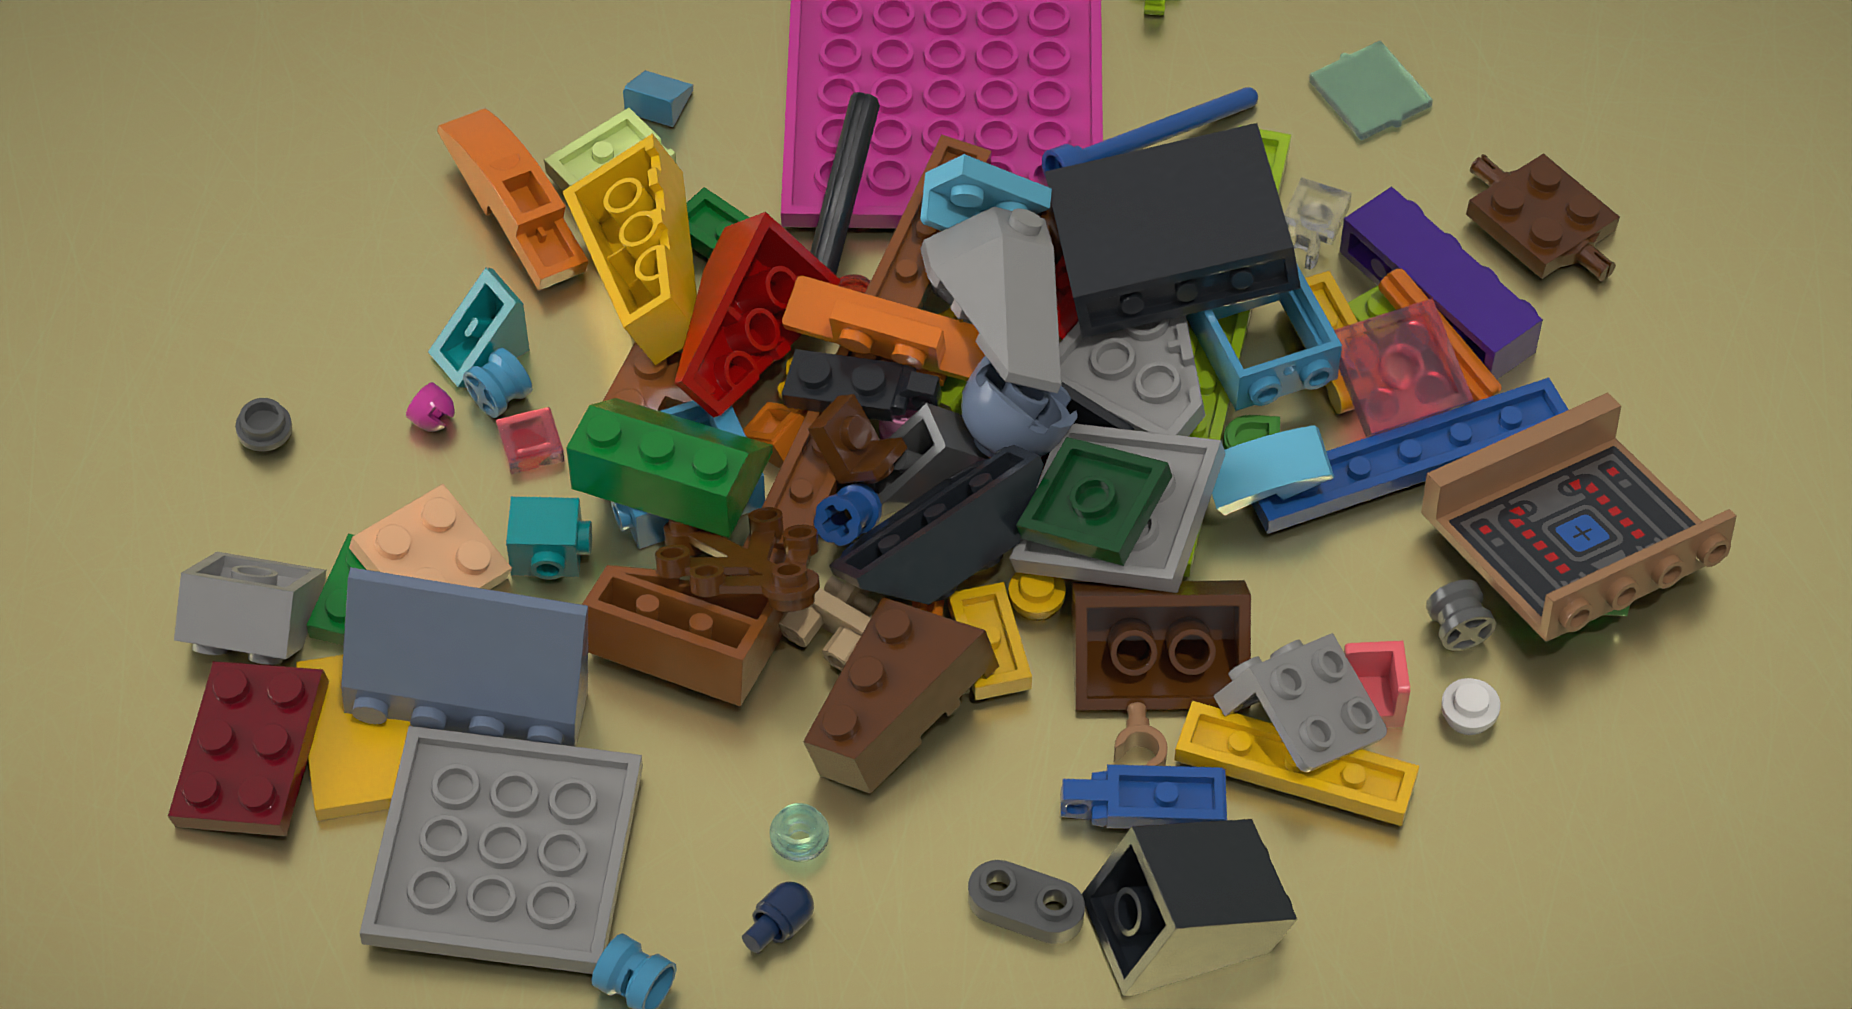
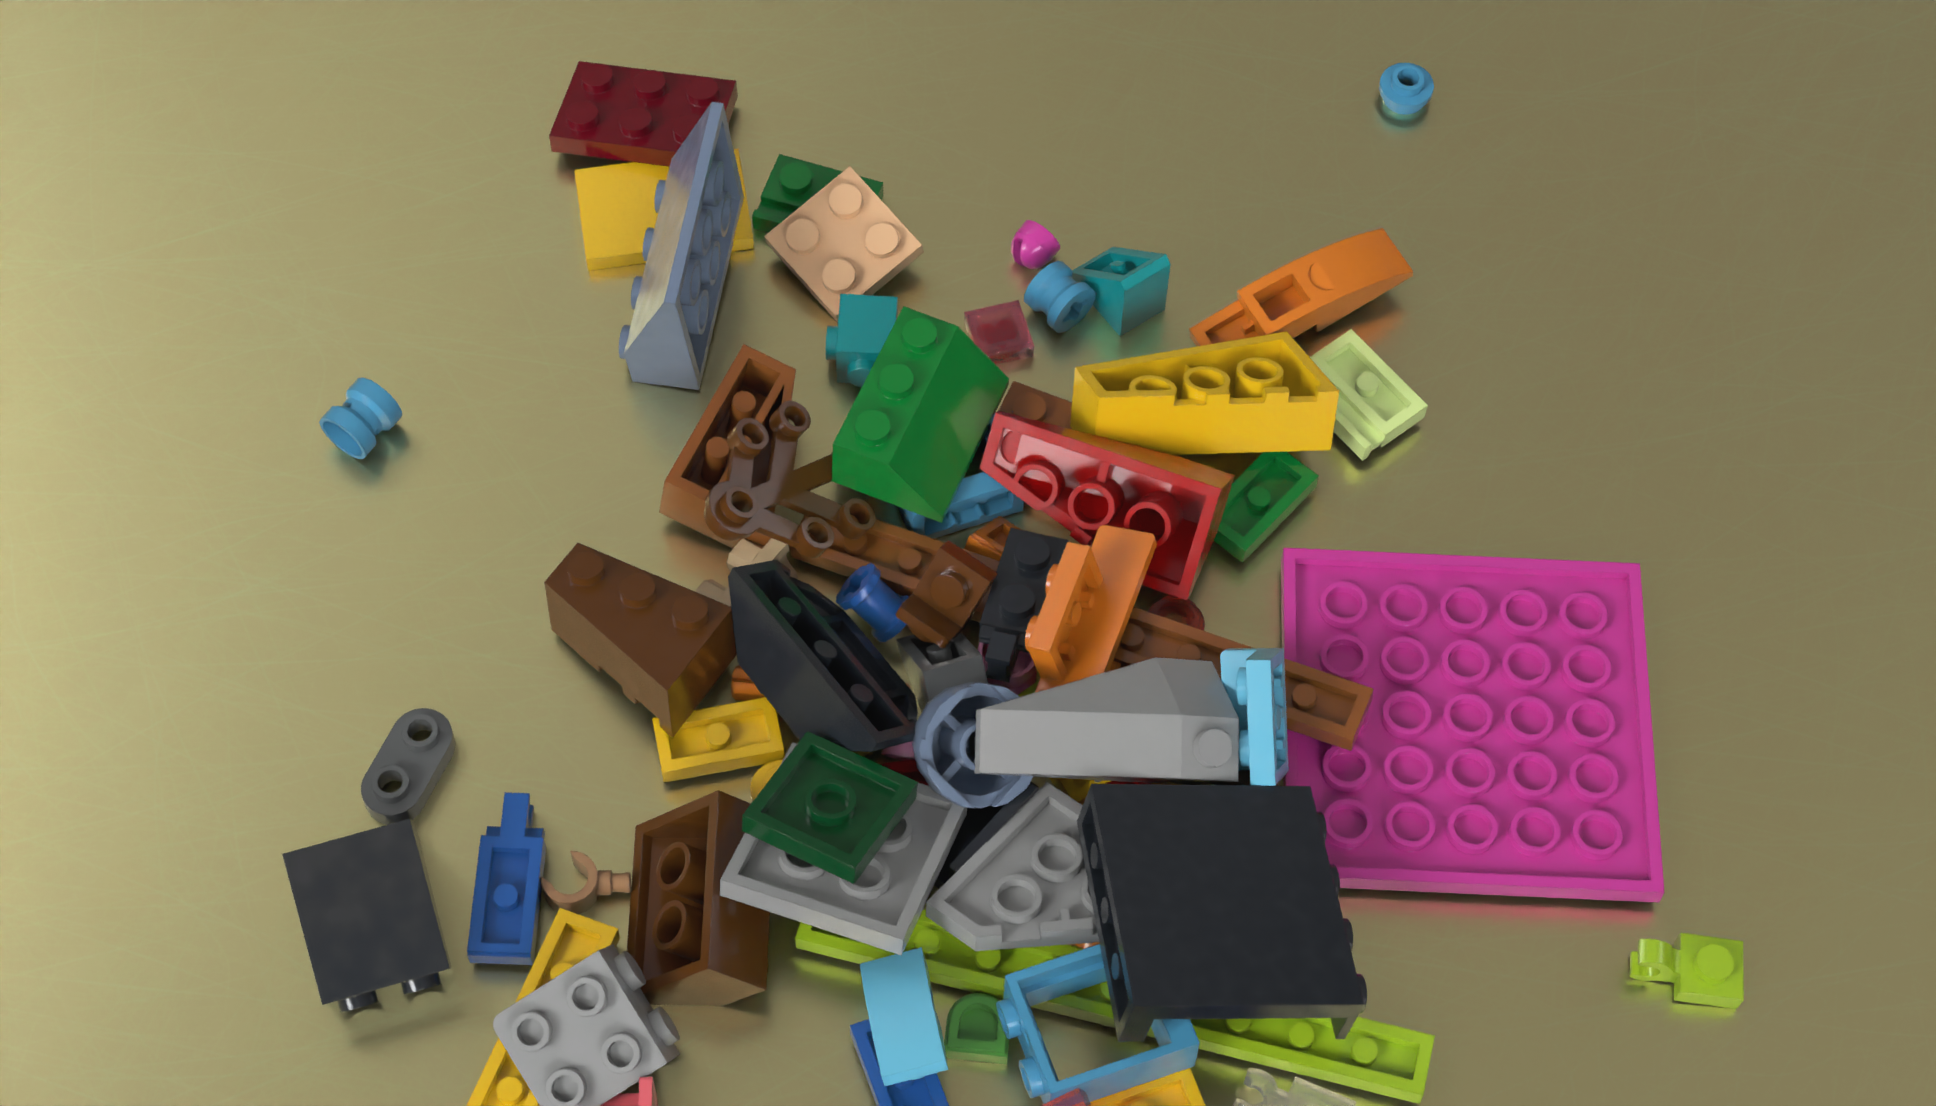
camera: 90 degrees right, 5 degrees up
(247, 606) = (803, 103): light grey slope -> none
(253, 118) = (1404, 98): none -> dark azure plate
(263, 425) = (1017, 112): dark grey plate -> none
(502, 850) = (512, 315): light grey plate -> none
(656, 97) = (1460, 440): dark azure slope -> none
(779, 915) = (416, 544): dark blue cylinder -> none
(794, 819) = (503, 549): clear light blue plate -> none
(845, 179) = (1302, 595): black axle -> none
(1154, 132) = (1350, 834): blue piece -> none

